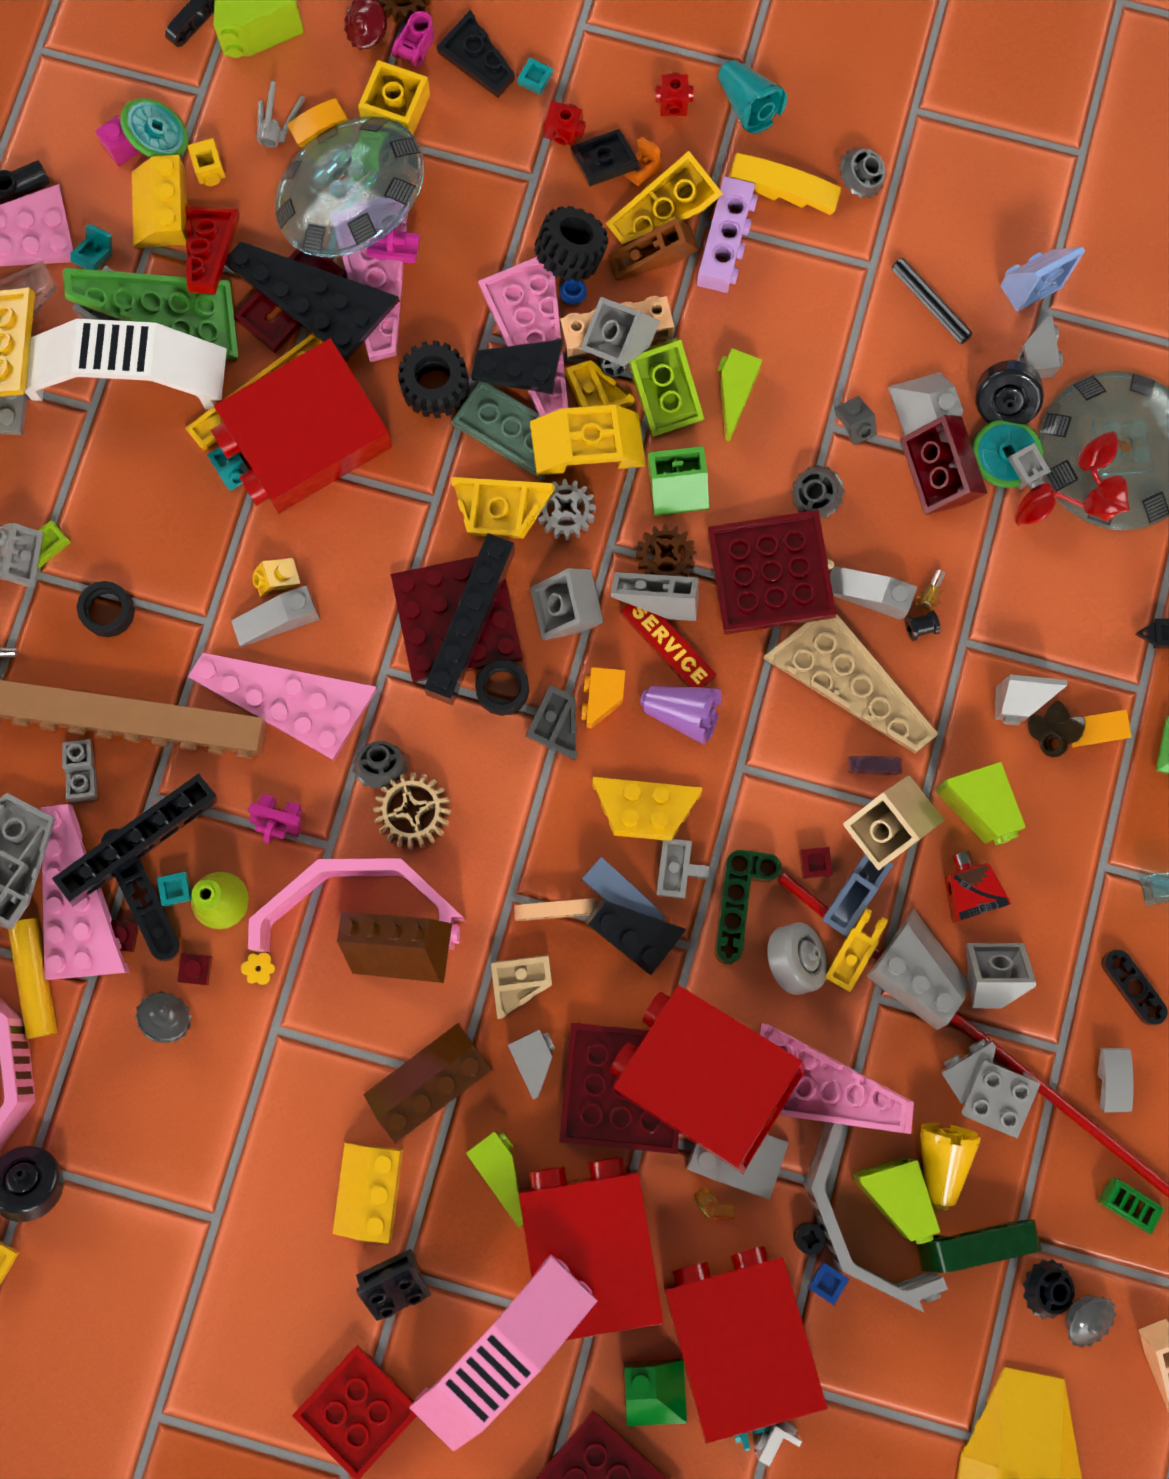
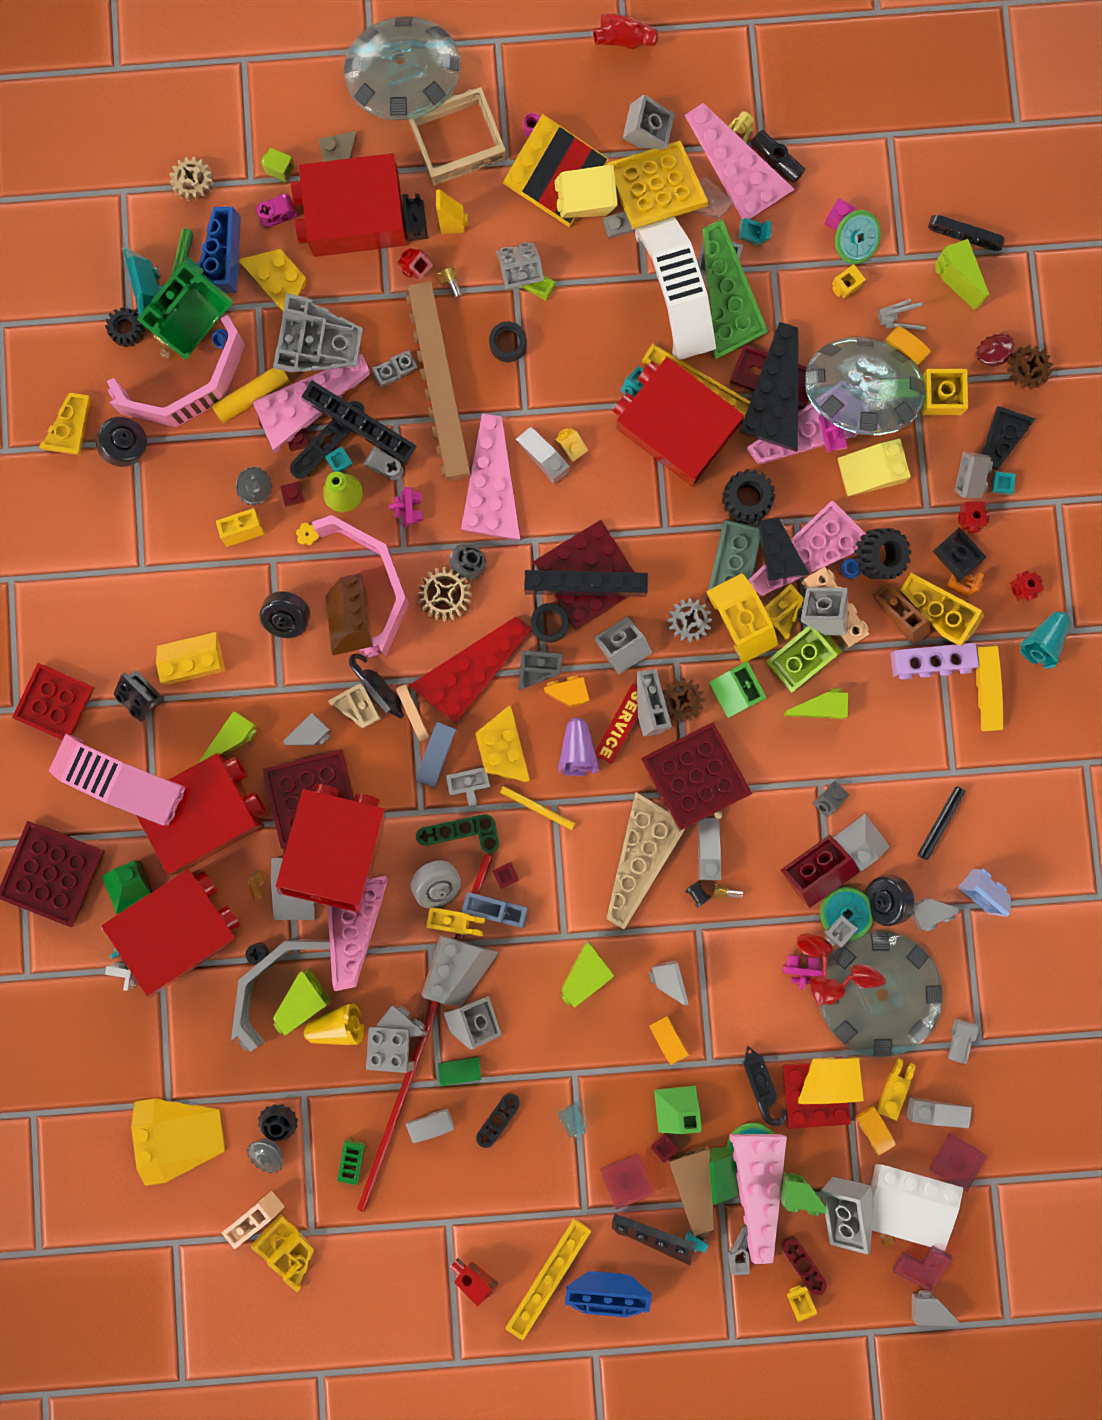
camera: 75 degrees right, 5 degrees up
(159, 202) = (806, 263): yellow slope -> none
(201, 833) = (381, 463): none -> light grey piece
(208, 246) = (785, 307): red wing -> none
(213, 1057) = (239, 527): none -> yellow hinge
(358, 1036) = (284, 614): none -> black wheel
(414, 44) = (993, 389): dark pink piece -> none
(427, 1083) = (271, 670): reddish brown slope -> none
(456, 217) = (874, 468): none -> light yellow slope
(500, 505) = (674, 575): yellow wing -> none
(504, 945) = (377, 687): none -> black plate
(512, 104) = (972, 475): none -> light grey slope
(532, 827) = (463, 677): none -> red wing
(635, 934) = (413, 770): black wing -> none
(740, 791) = (537, 808): none -> yellow bar
(818, 490) = (767, 789): dark grey piece -> none
(828, 1283) = (232, 974): blue plate -> none
(863, 172) = (1020, 740): dark grey piece -> none
(875, 765) = (587, 893): beam -> none
(893, 822) = (550, 918): tan slope -> none
(973, 889) = (525, 988): torso -> none
(979, 1246) = (288, 1068): dark green beam -> none
(1055, 1015) = (459, 1071): none -> green slope
(1056, 724) = (660, 1010): dark brown plate -> none
(1064, 519) = (812, 969): none -> dark pink hips

